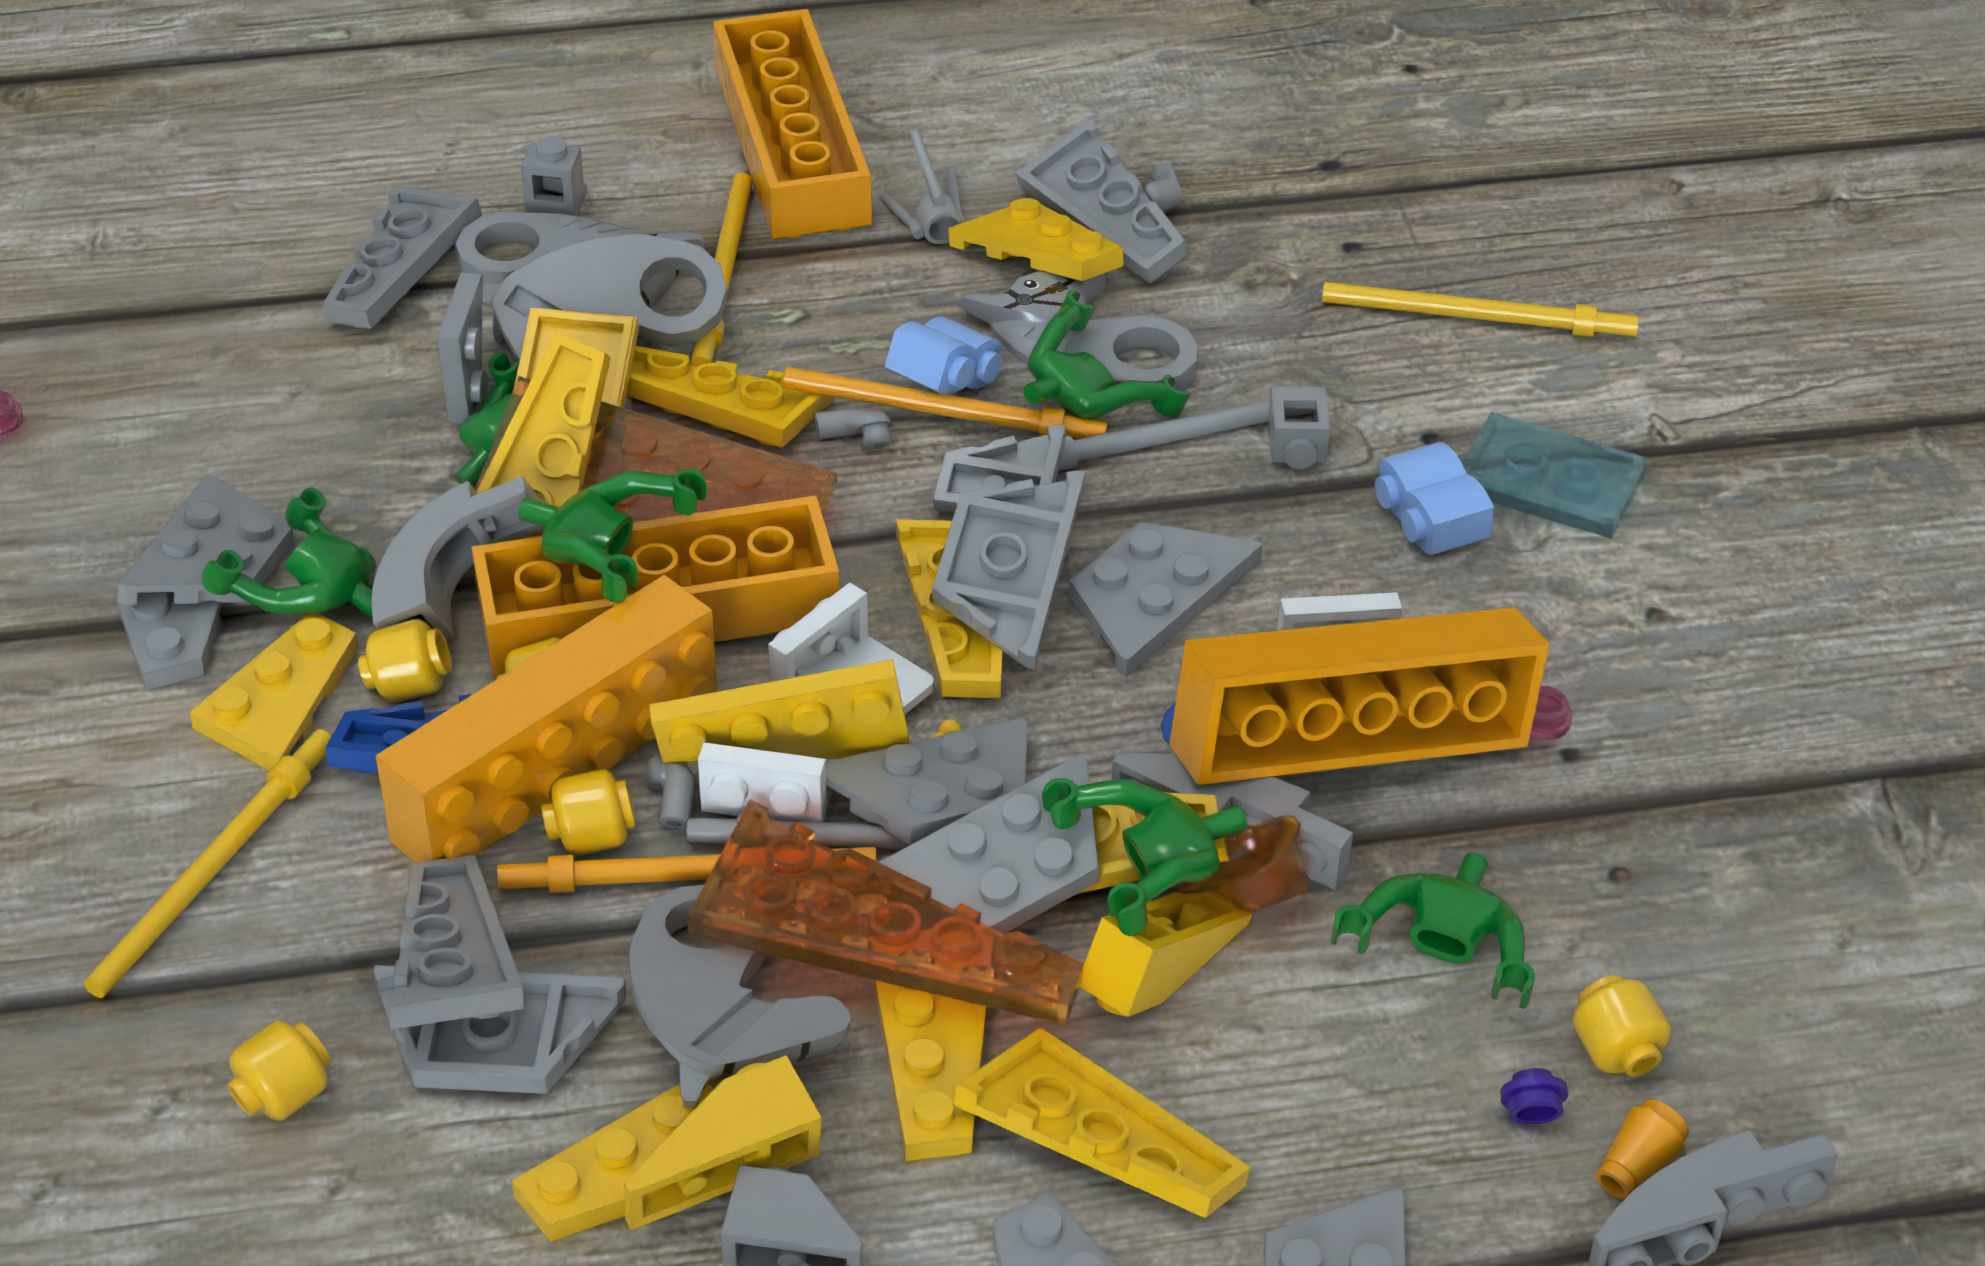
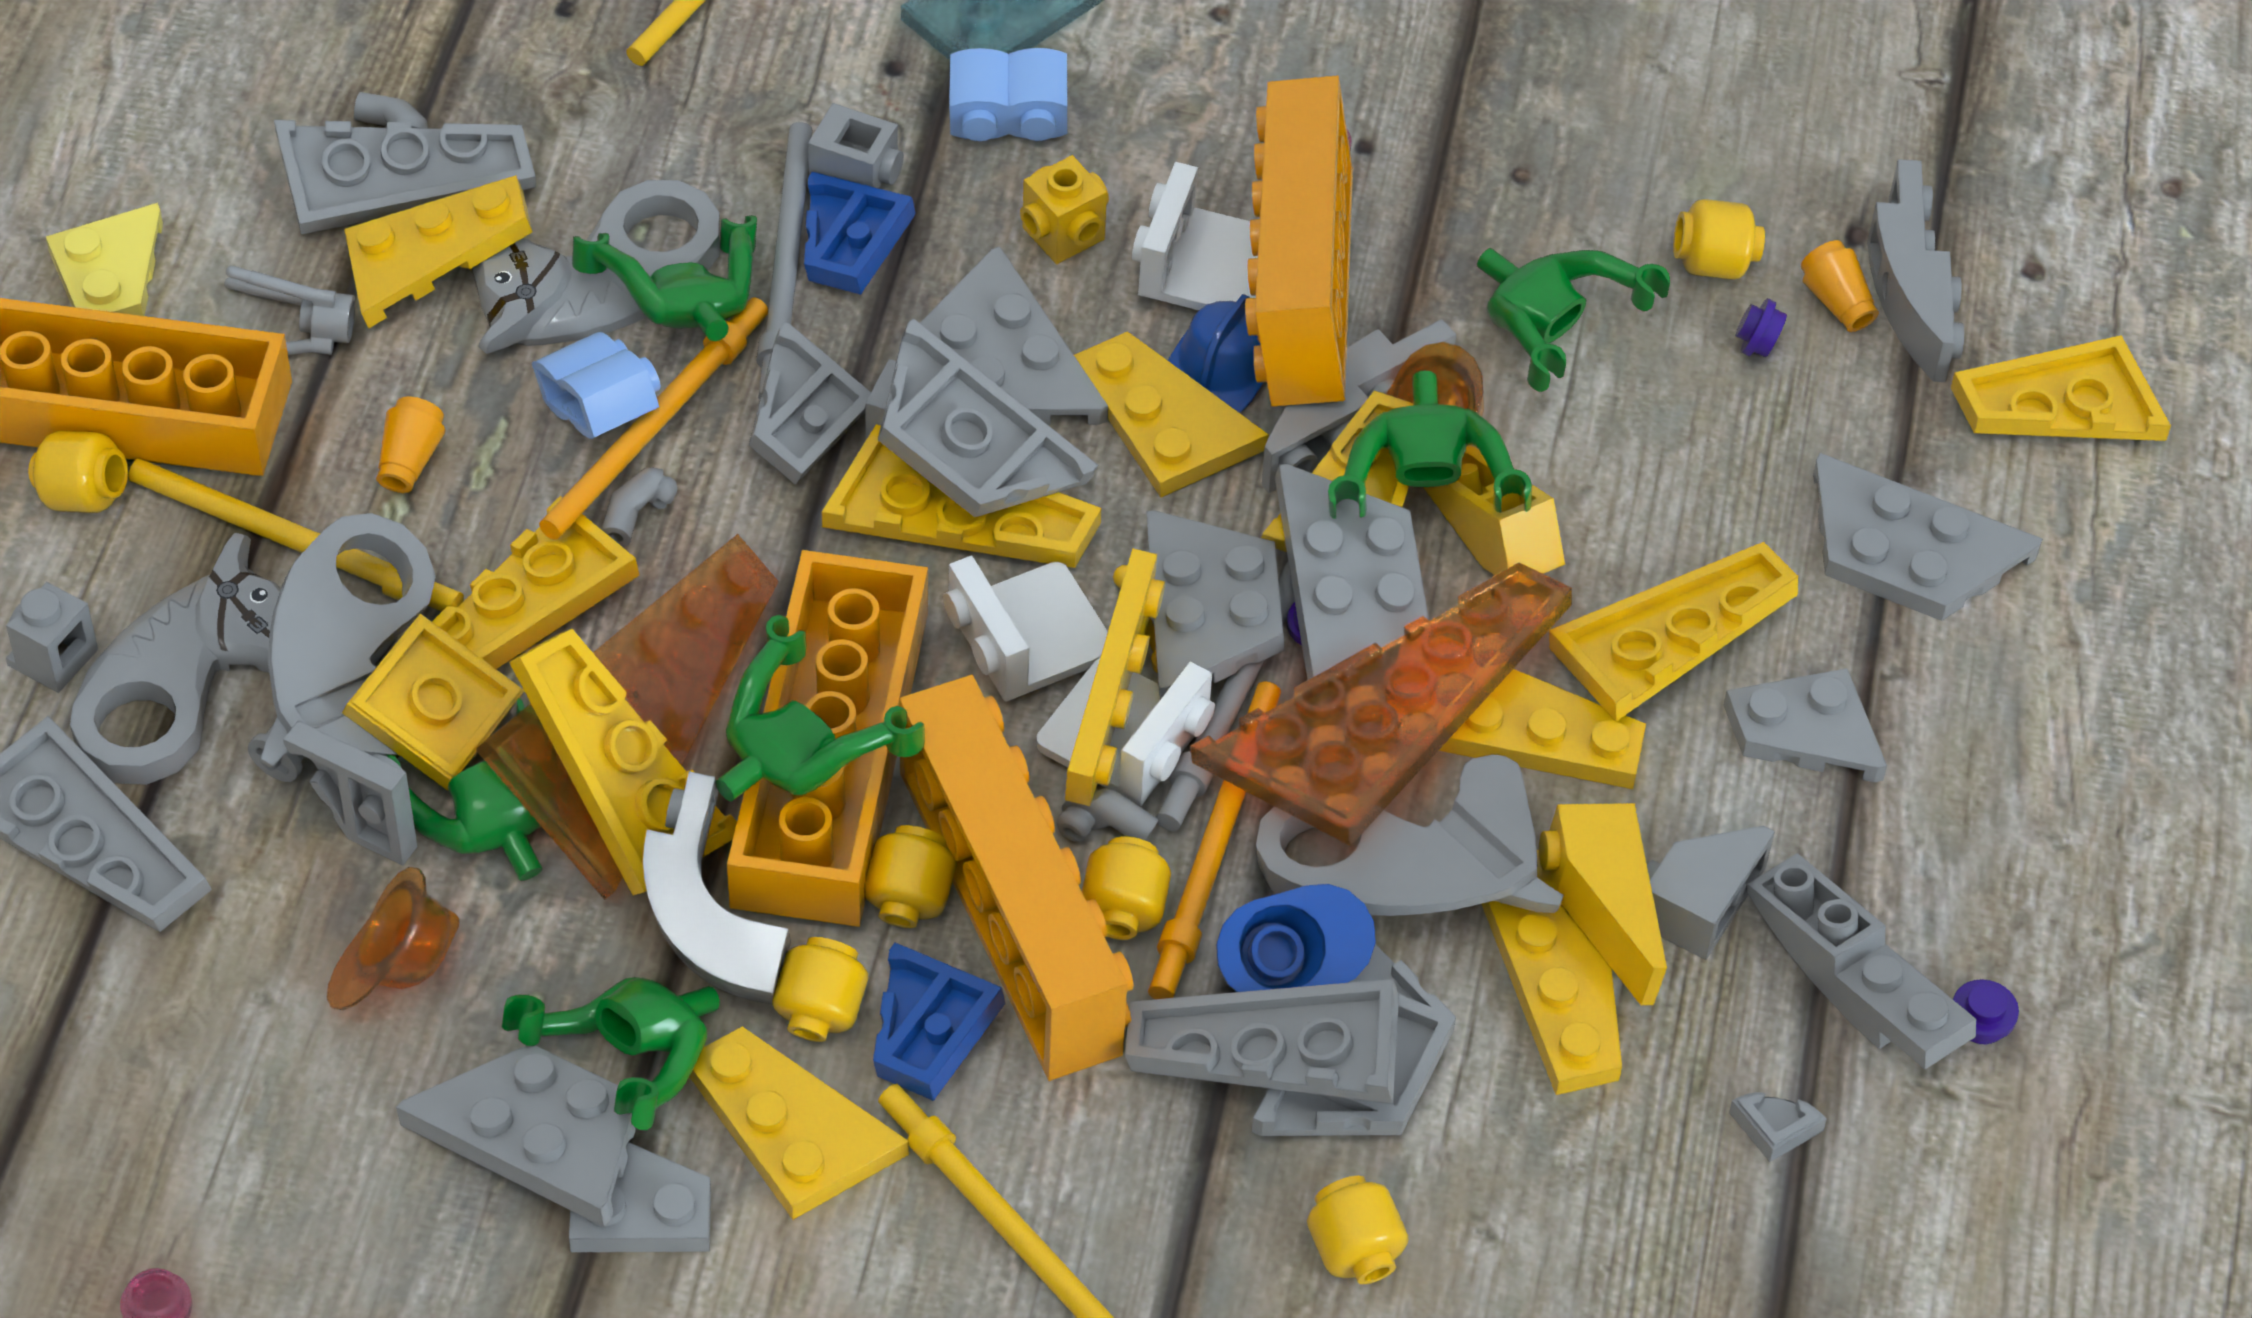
camera: 70 degrees left, 10 degrees up
(356, 427) = (397, 943): none -> clear orange piece
(560, 928) = (1296, 940): none -> blue piece
(712, 147) = (78, 471): none -> yellow head
(838, 291) = (408, 442): none -> light orange cone
(923, 105) = (109, 260): none -> light yellow wing
(1134, 703) = (1167, 417): none -> yellow wing
(1213, 457) = (851, 230): none -> blue wing
(1323, 559) = (1064, 208): none -> yellow brick

